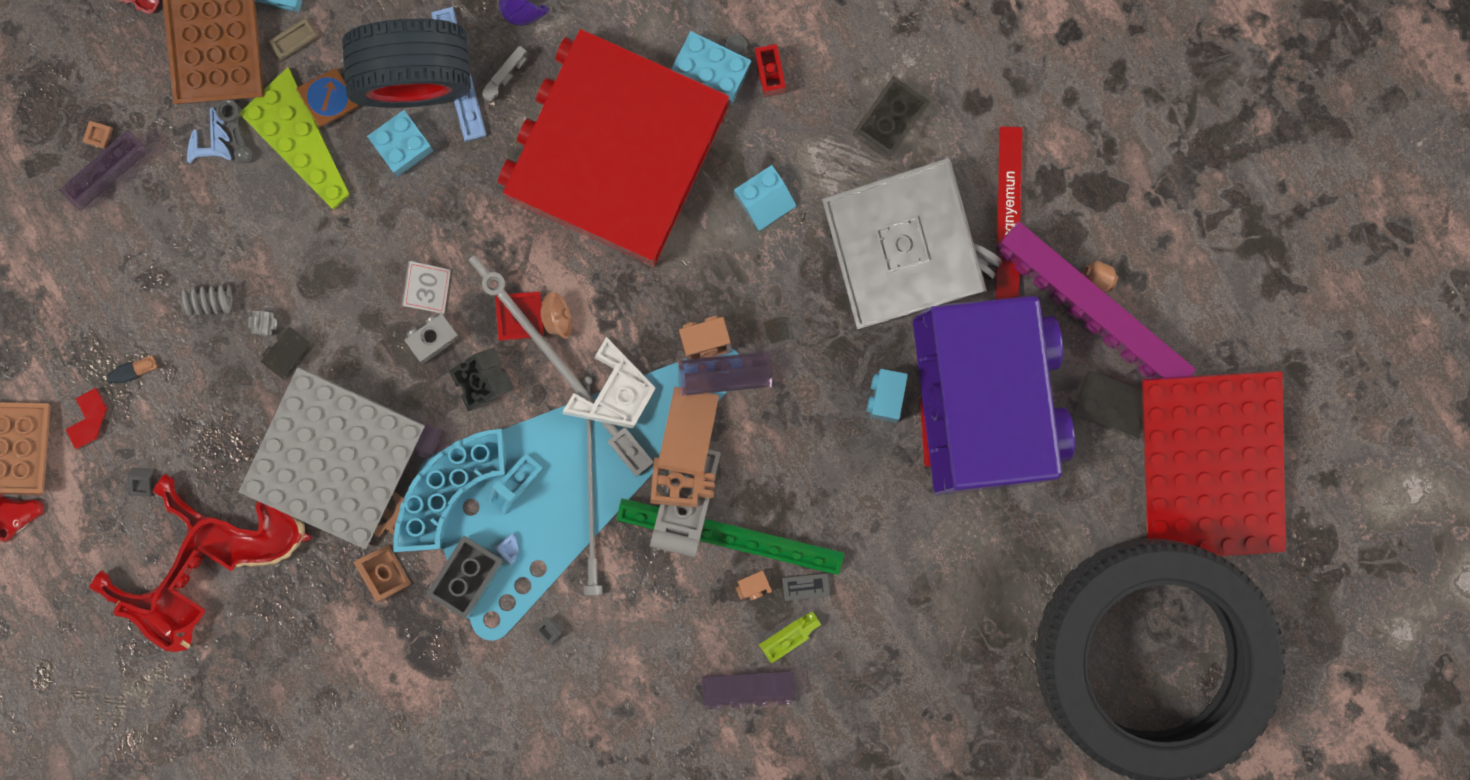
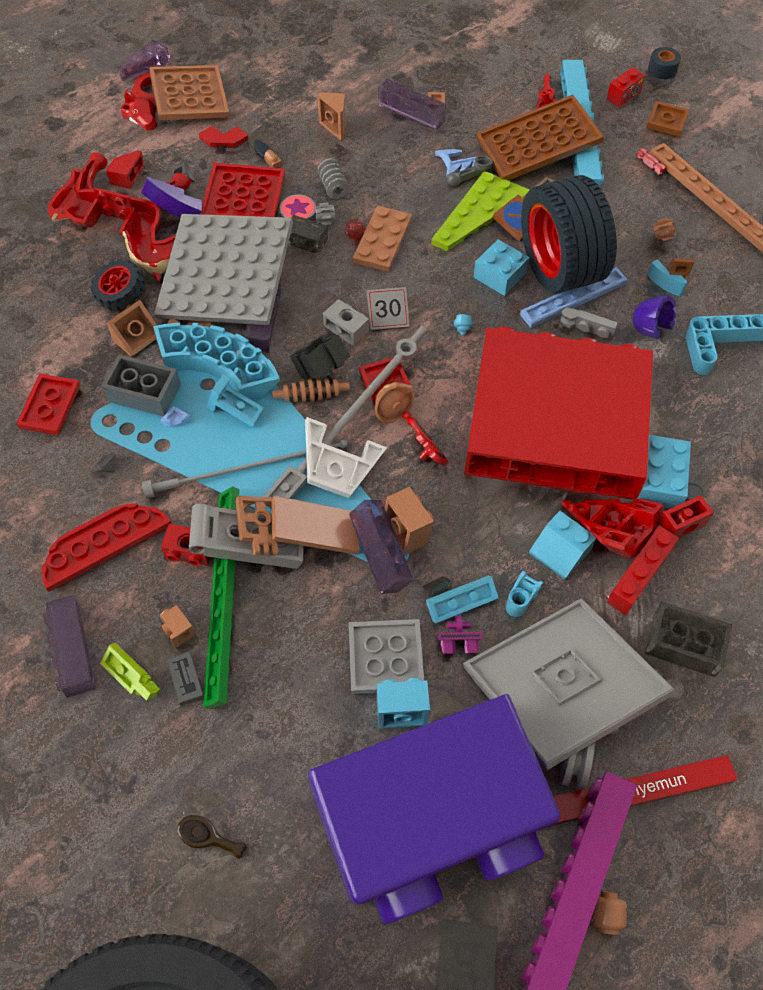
camera: 75 degrees right, 25 degrees down
(98, 272) = (332, 113): none -> nougat slope
(118, 550) = (125, 169): none -> red slope
(198, 414) = (243, 190): none -> red plate
(200, 499) = (171, 198): none -> dark purple slope
(239, 353) = (298, 205): none -> tile
(292, 293) = (355, 229): none -> clear red piece
(302, 604) = (113, 277): none -> black wheel
(312, 264) = (382, 238): none -> nougat plate
(457, 680) = (48, 404): none -> red plate
(466, 209) = (463, 323): none -> medium azure plate
(511, 425) = (327, 388): none -> nougat piece
(623, 292) = (425, 439): none -> red piece
(641, 645) = (100, 541): none -> red plate
(665, 574) = (173, 546): none -> red brick
(757, 138) = (618, 525): none -> red wedge
(795, 311) = (462, 599): none -> medium azure plate
(803, 251) = (524, 591): none -> medium azure piece
(811, 131) = (642, 570): none -> red brick
(830, 324) = (471, 639): none -> magenta hips
(833, 398) = (384, 653): none -> light grey plate
(952, 595) = (200, 833): none -> dark brown piece

